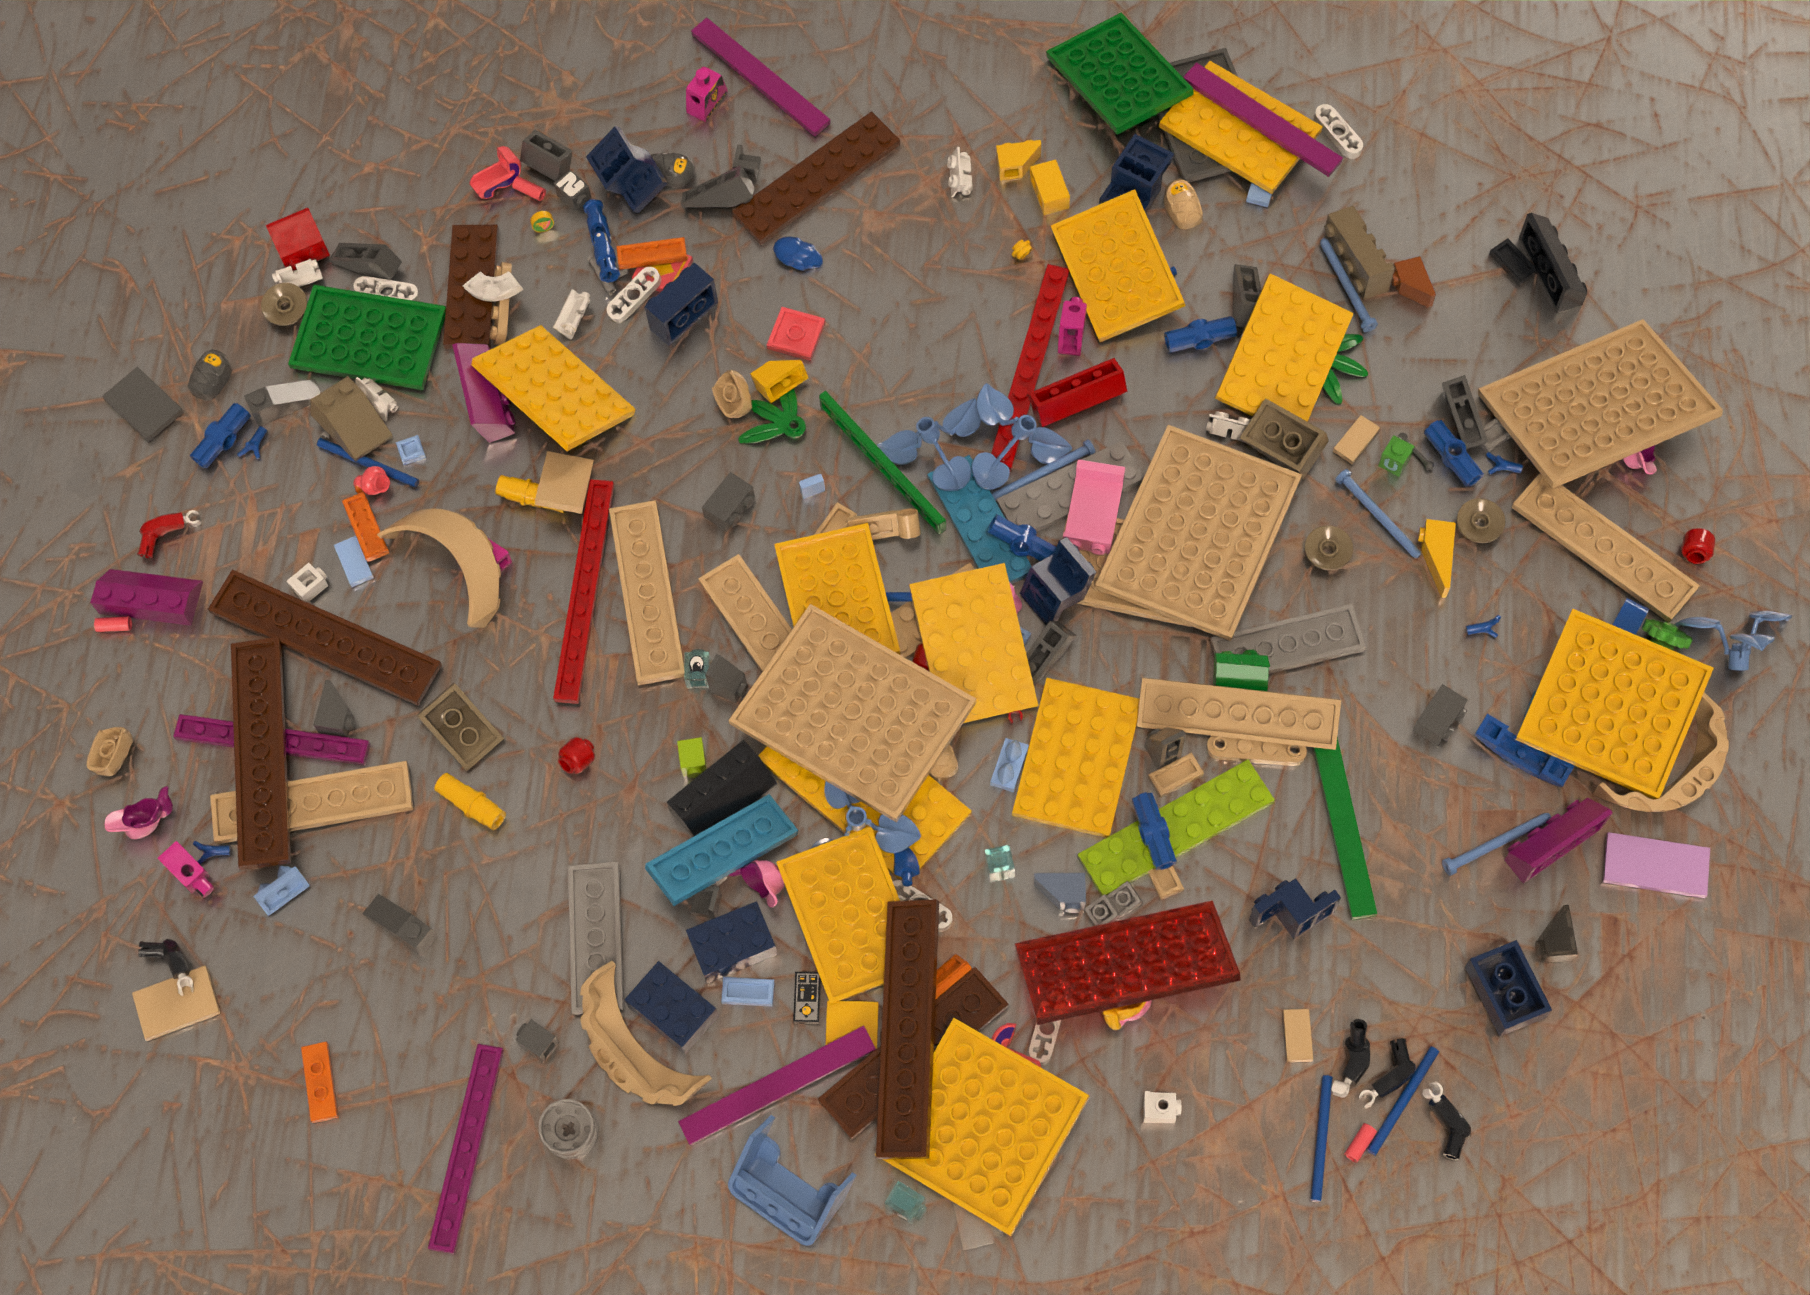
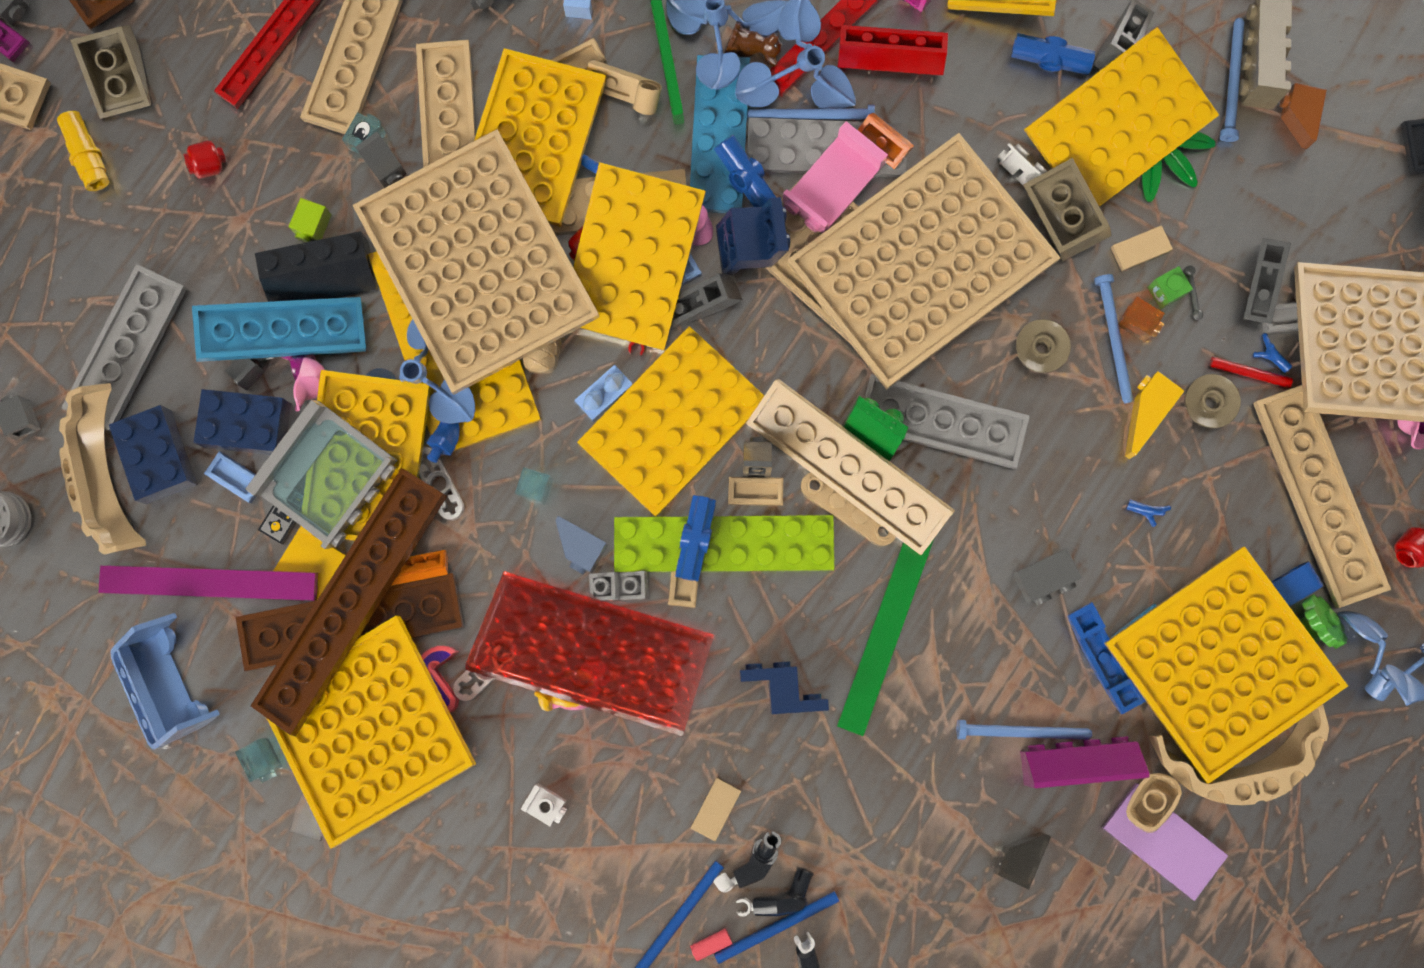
camera: 30 degrees right, 15 degrees up
(827, 943) = (323, 474): none -> clear light blue panel
(963, 443) = (751, 42): none -> reddish brown animal
(1115, 457) = (886, 139): none -> orange slope
(1390, 490) = (1141, 319): none -> clear orange brick
(1462, 463) = (1230, 333): blue piece -> none
(1495, 486) = (1251, 372): none -> red bar
(1508, 988) = (941, 883): dark blue brick -> none
(1628, 835) = (1154, 802): none -> tan piece

